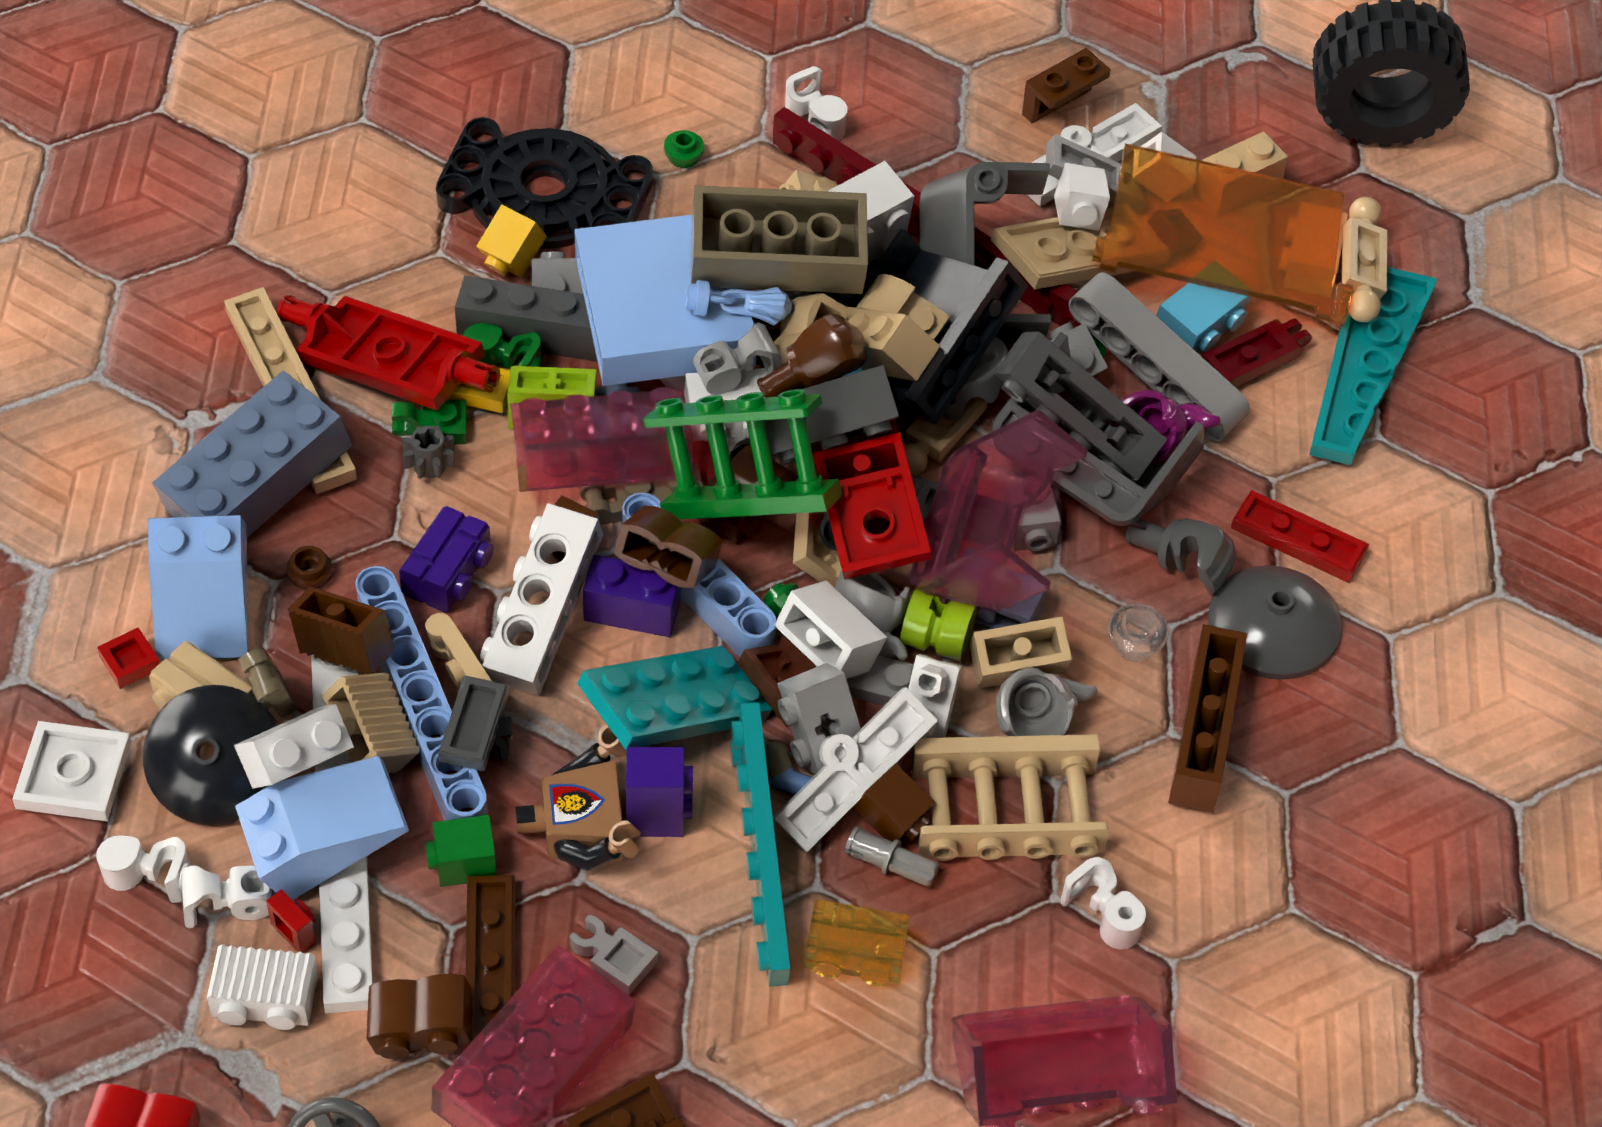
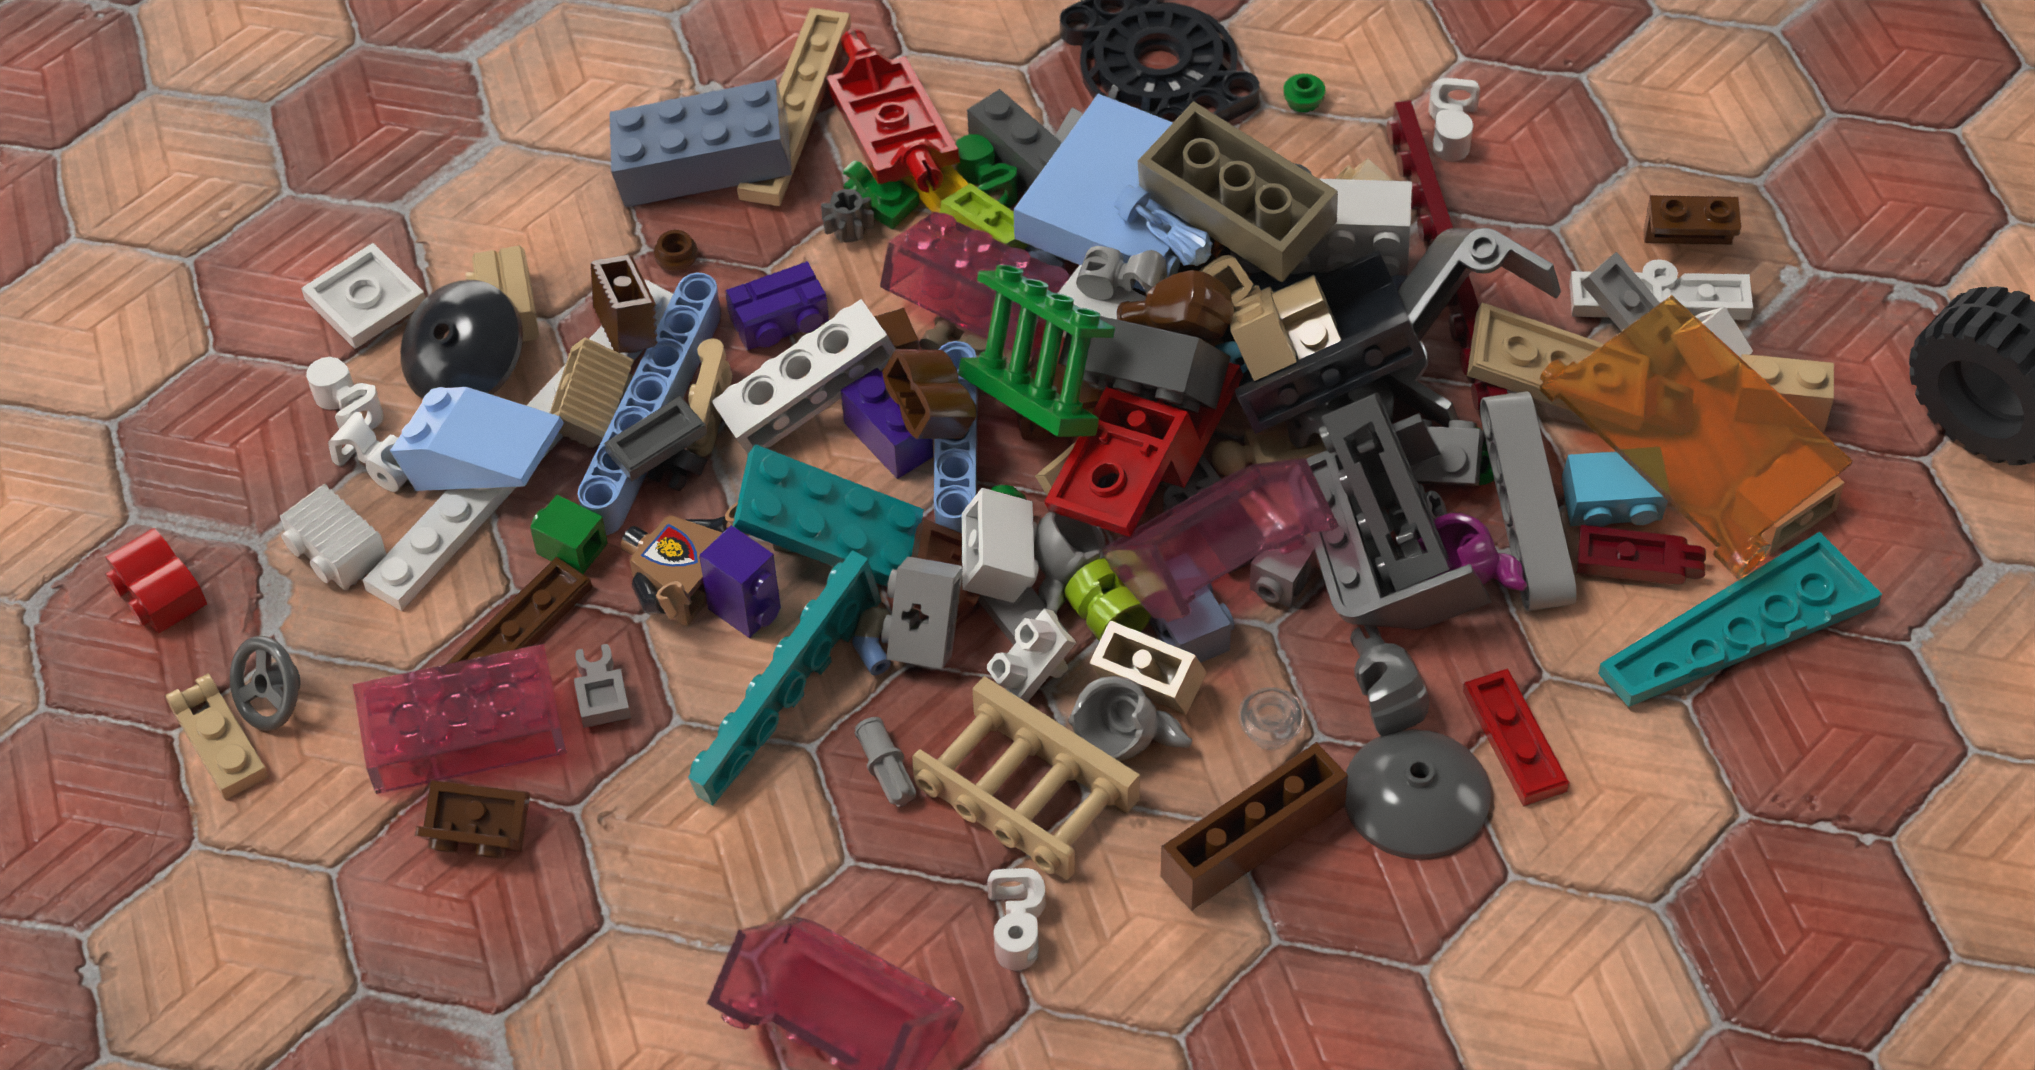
camera: 45 degrees right, 0 degrees up
(128, 657) = (480, 235): red plate -> none
(199, 584) = (568, 209): light blue slope -> none
(267, 681) = (536, 310): dark tan plate -> none
(292, 921) = (399, 503): red plate -> none
(294, 746) = (504, 368): white brick -> none
(419, 1015) = (413, 631): reddish brown brick -> none
(510, 242) = (1072, 83): yellow brick -> none
(853, 767) = (912, 666): white hinge -> none
(856, 942) = (786, 806): clear yellow brick -> none
(895, 806) = (922, 720): reddish brown brick -> none
(1082, 196) = (1593, 320): white brick -> none
(1365, 258) = (1815, 531): tan plate -> none

